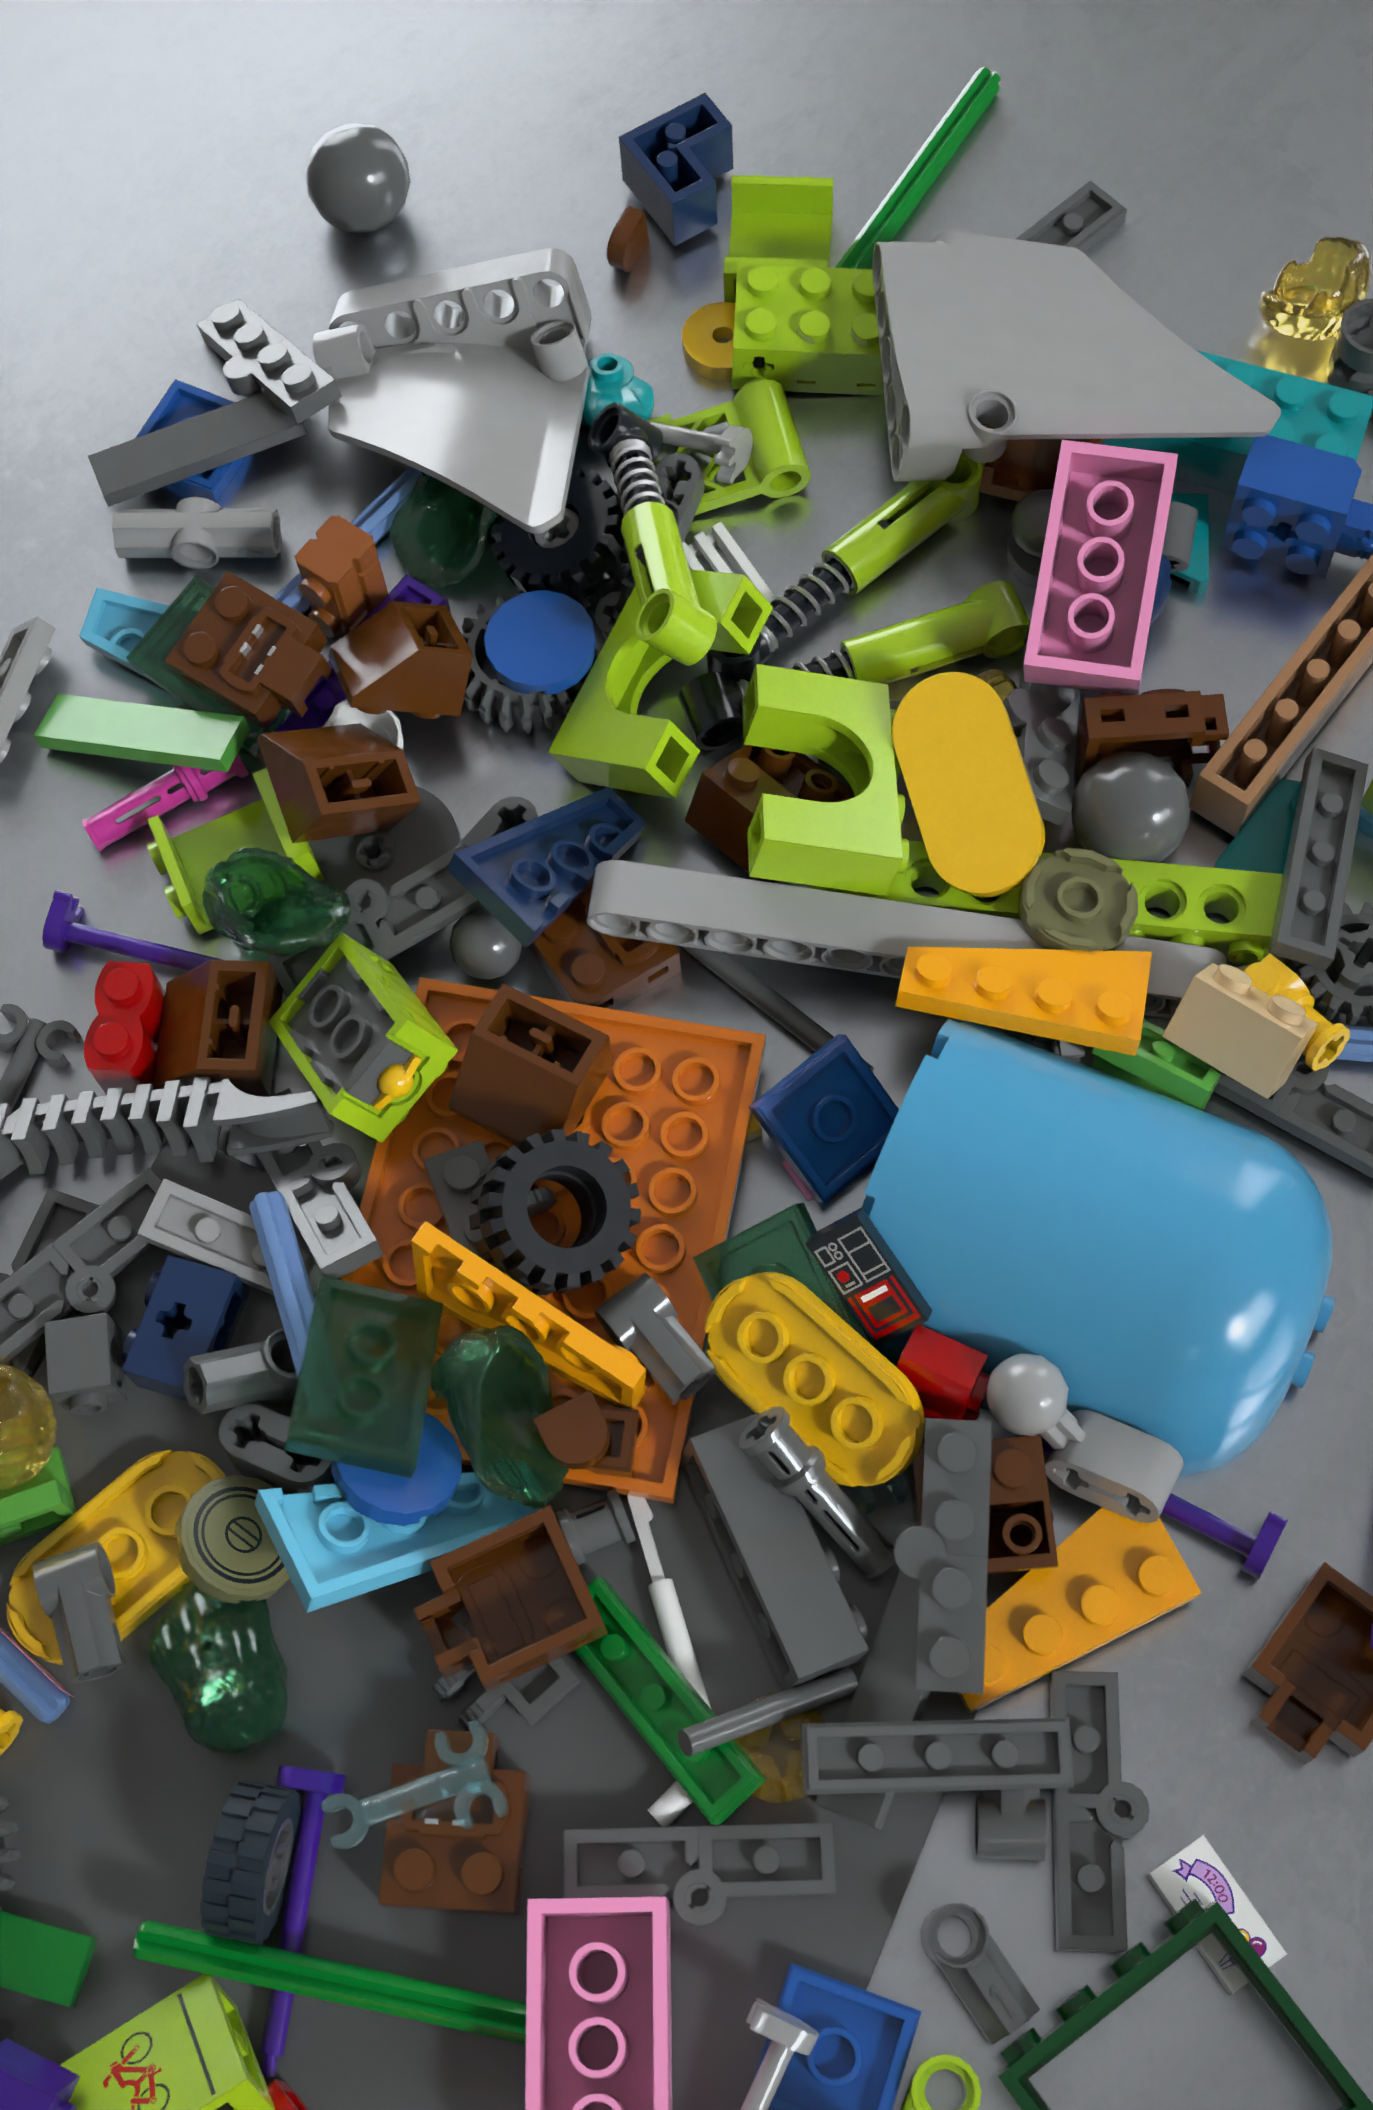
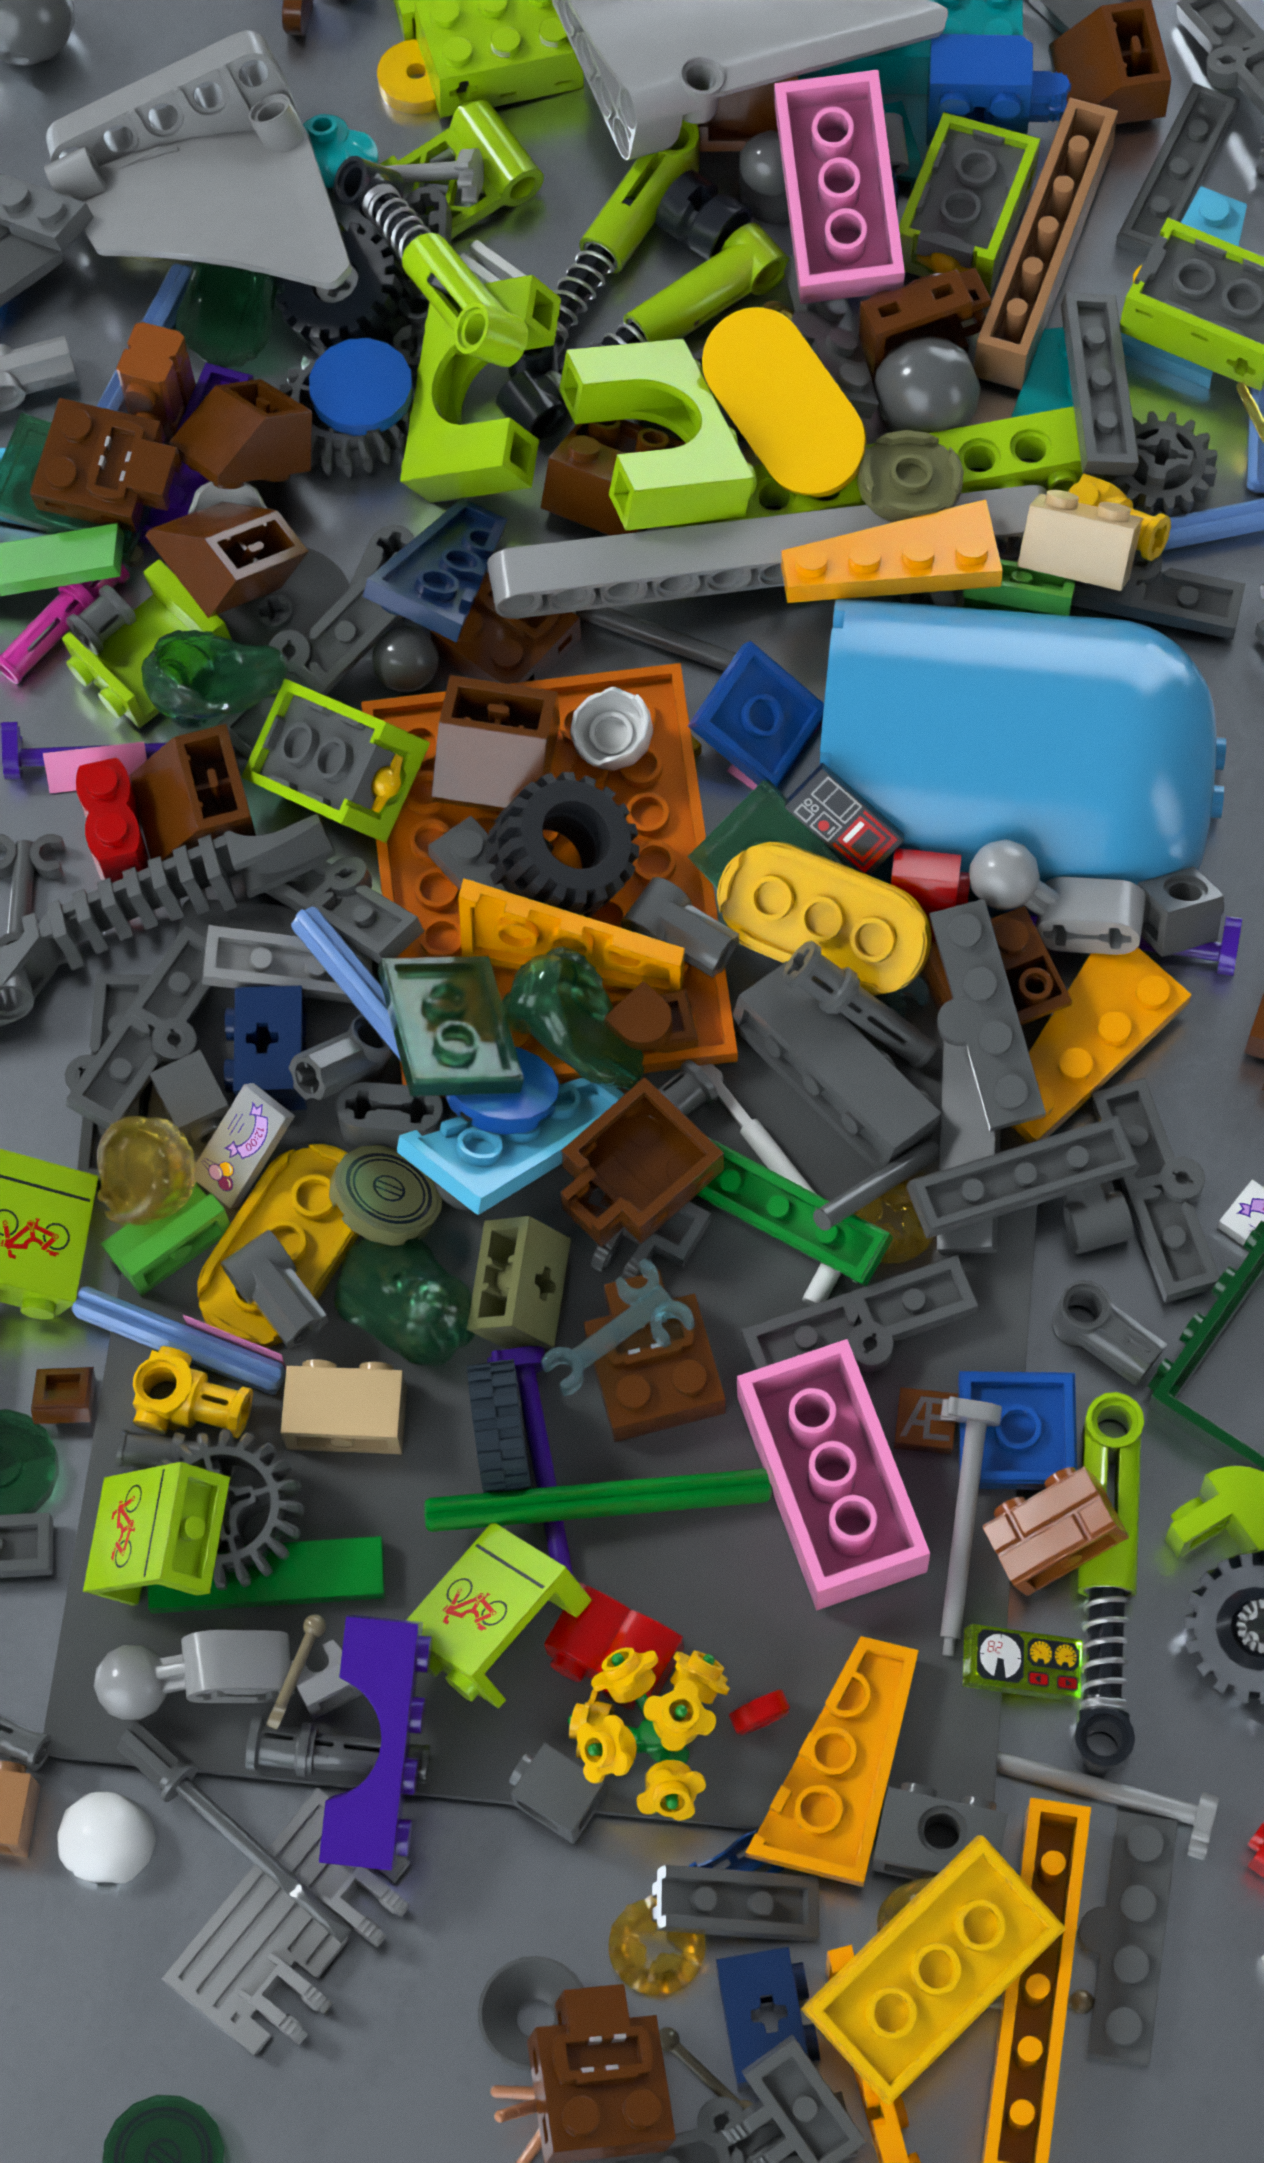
camera: 20 degrees left, 0 degrees up
(107, 1771) = (344, 1408): none -> tan brick
(112, 1432) = (242, 1145): none -> light grey tile
(164, 961) = (63, 765): none -> bright pink sticker
(197, 811) = (101, 619): none -> dark grey bush
(339, 1694) = (519, 1283): none -> olive brick
(660, 1090) = (612, 729): none -> white hair
(727, 2004) = (920, 1423): none -> reddish brown tile
(955, 557) = (700, 214): none -> black wheel
(1220, 1488) = (1180, 911): none -> dark grey brick
(1240, 619) = (968, 199): none -> piece

